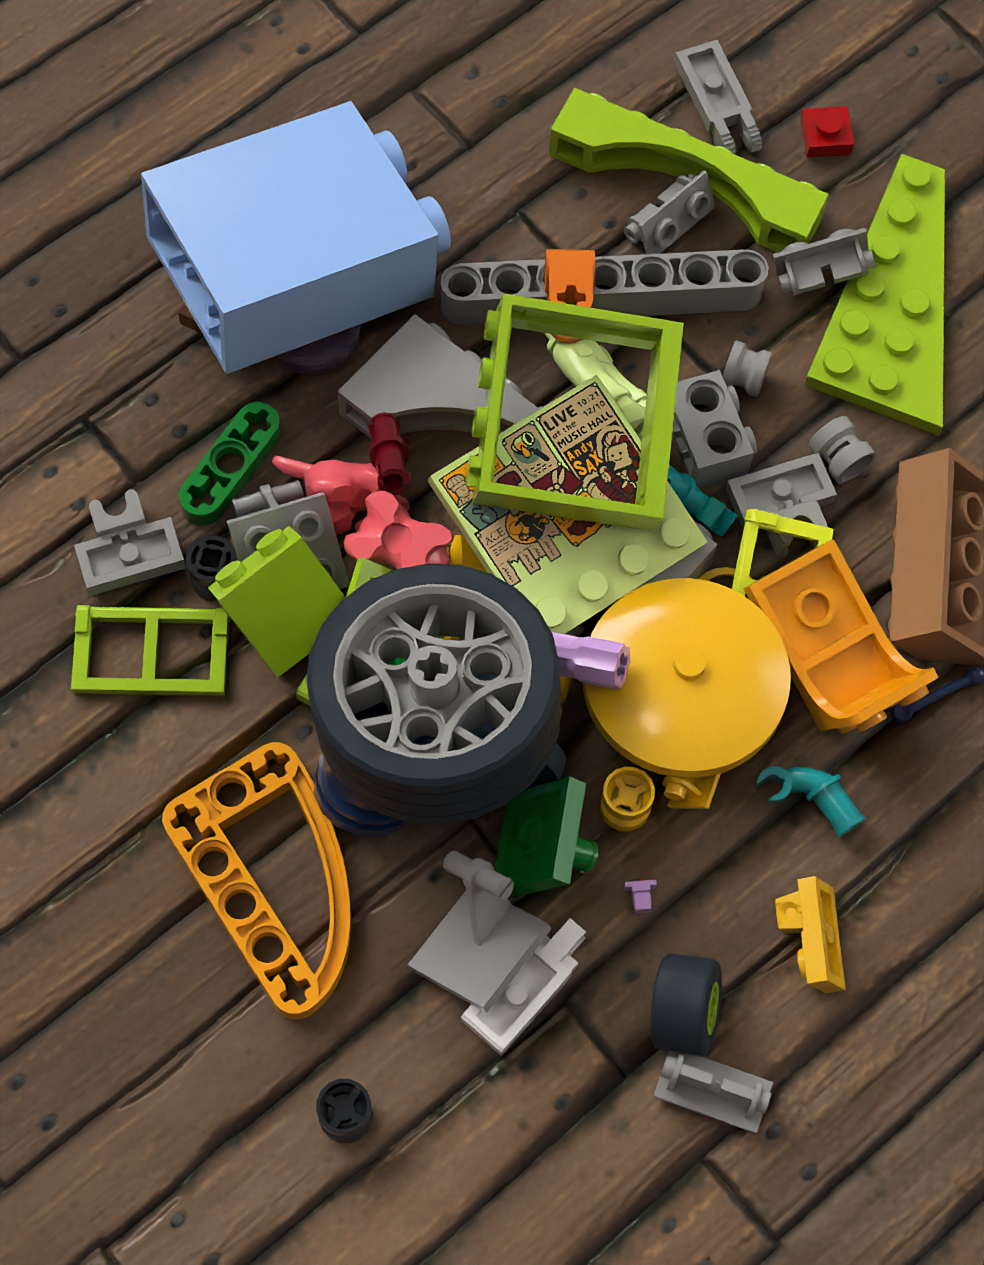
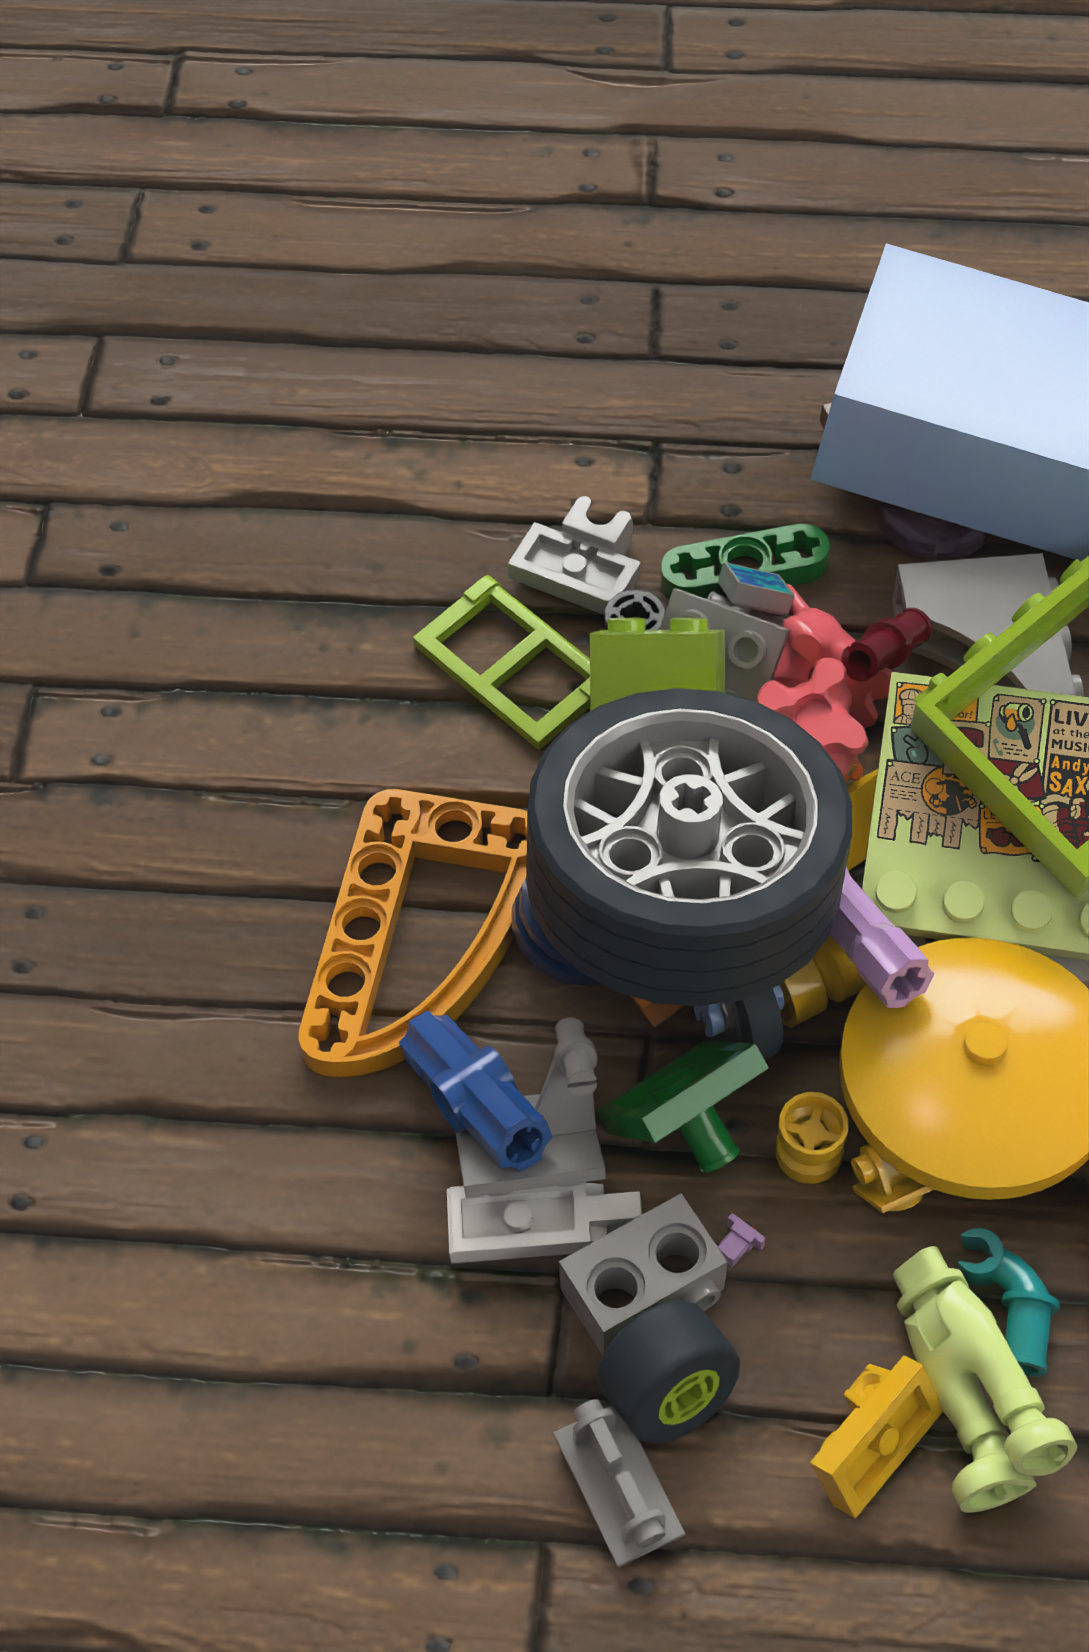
camera: 50 degrees right, 10 degrees down
(263, 477) = (756, 589): none -> light grey tile
(341, 1102) = (254, 1158): black wheel -> none
(424, 945) = (475, 1091): none -> blue piece
(608, 961) = (630, 1262): none -> light grey brick
(811, 846) = (958, 1346): none -> yellowish green piece

